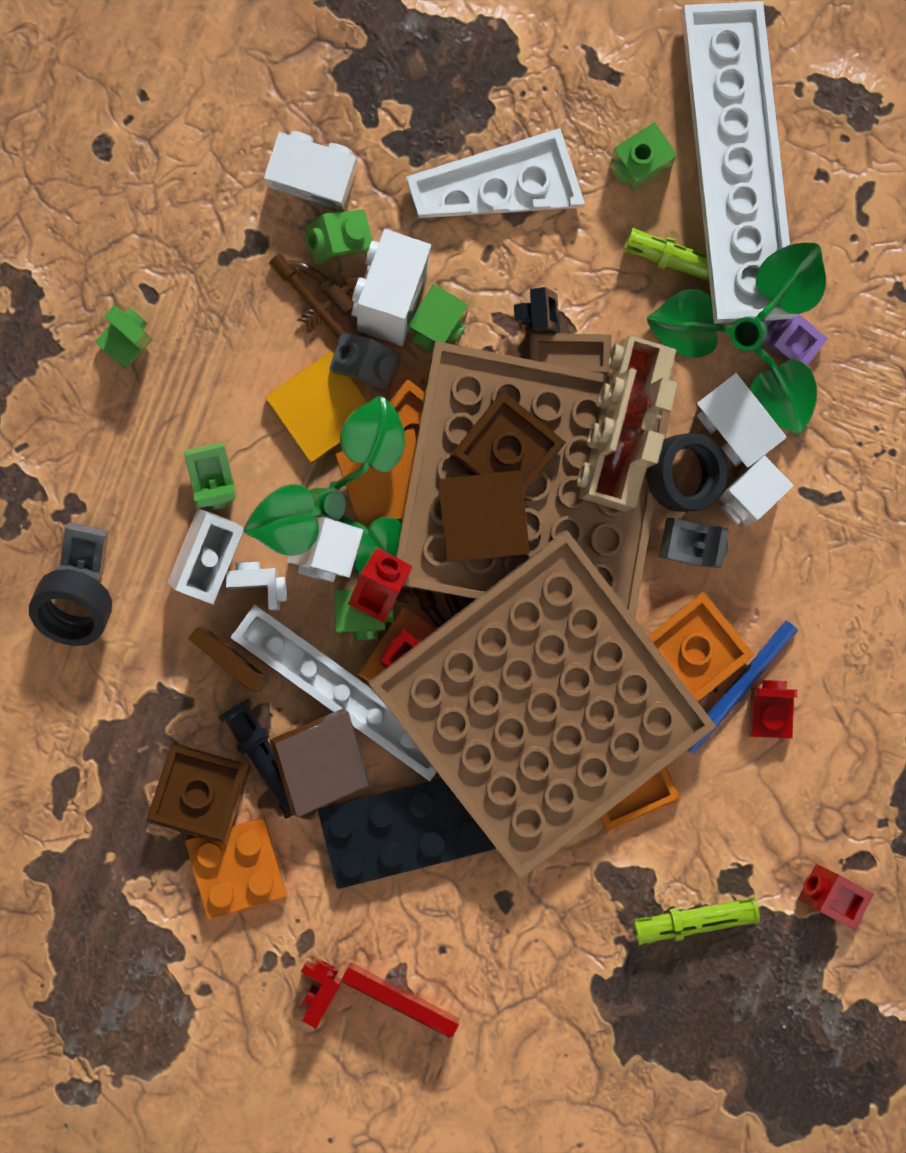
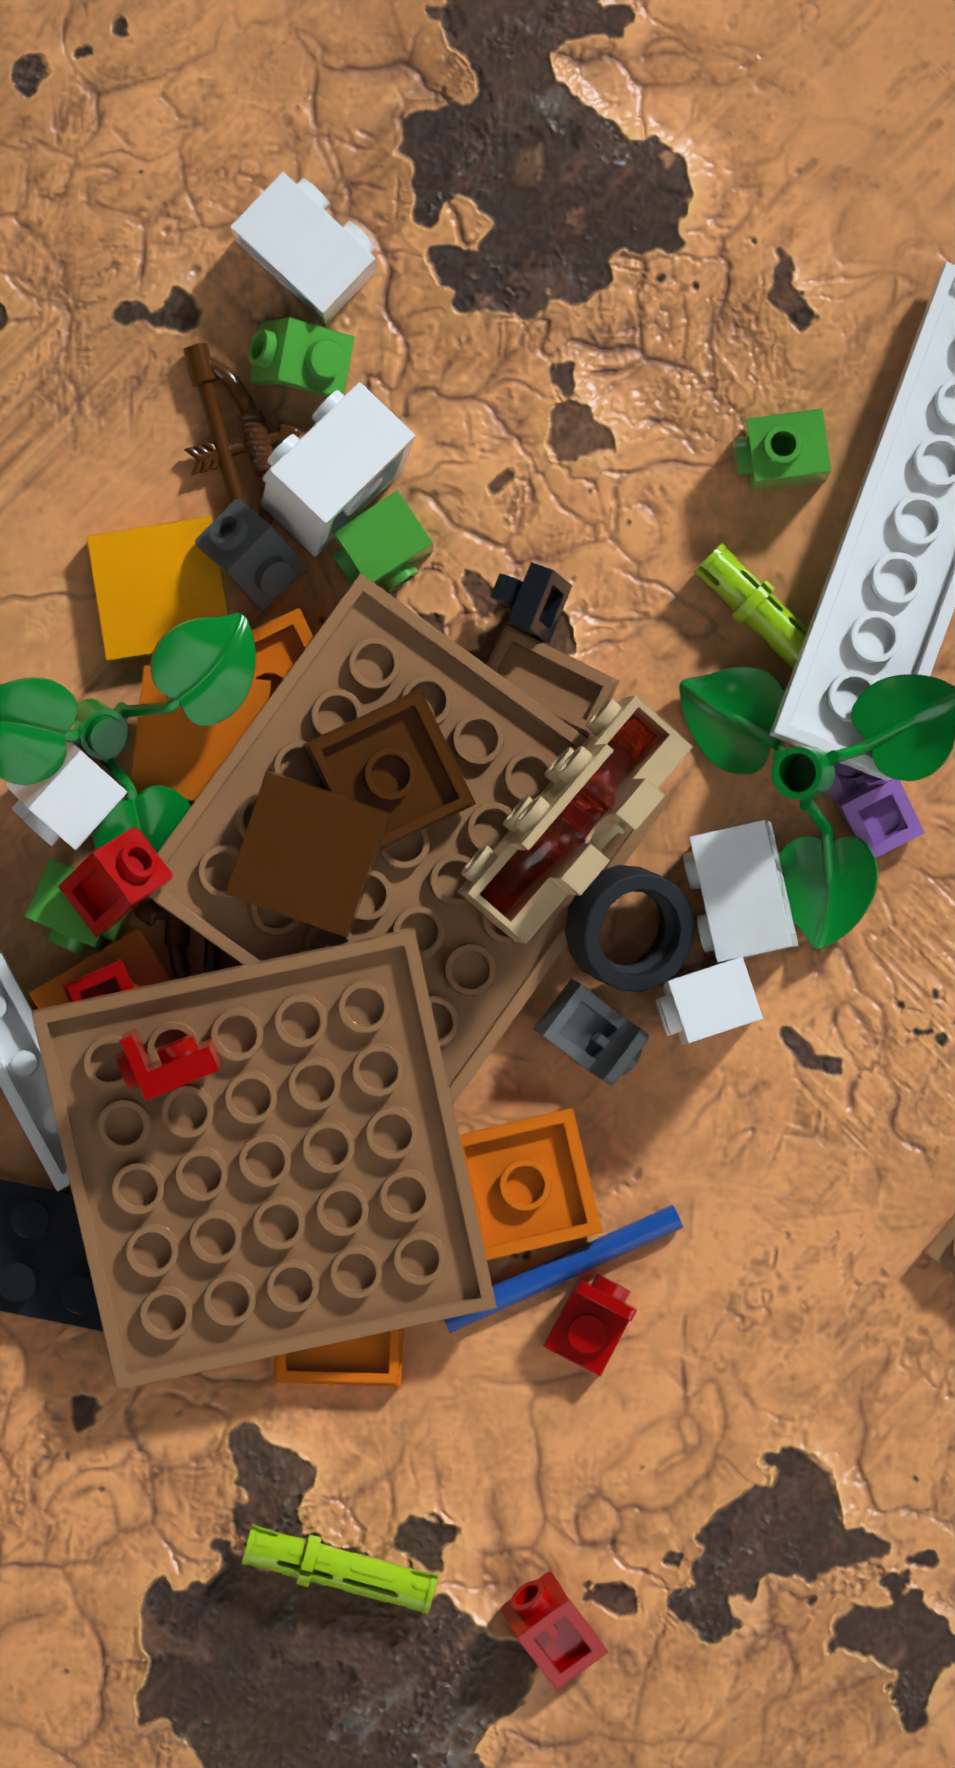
camera: 25 degrees right, 0 degrees up
(469, 672) = (178, 1064): none -> red bracket
(507, 179) = (576, 389): white wing -> none

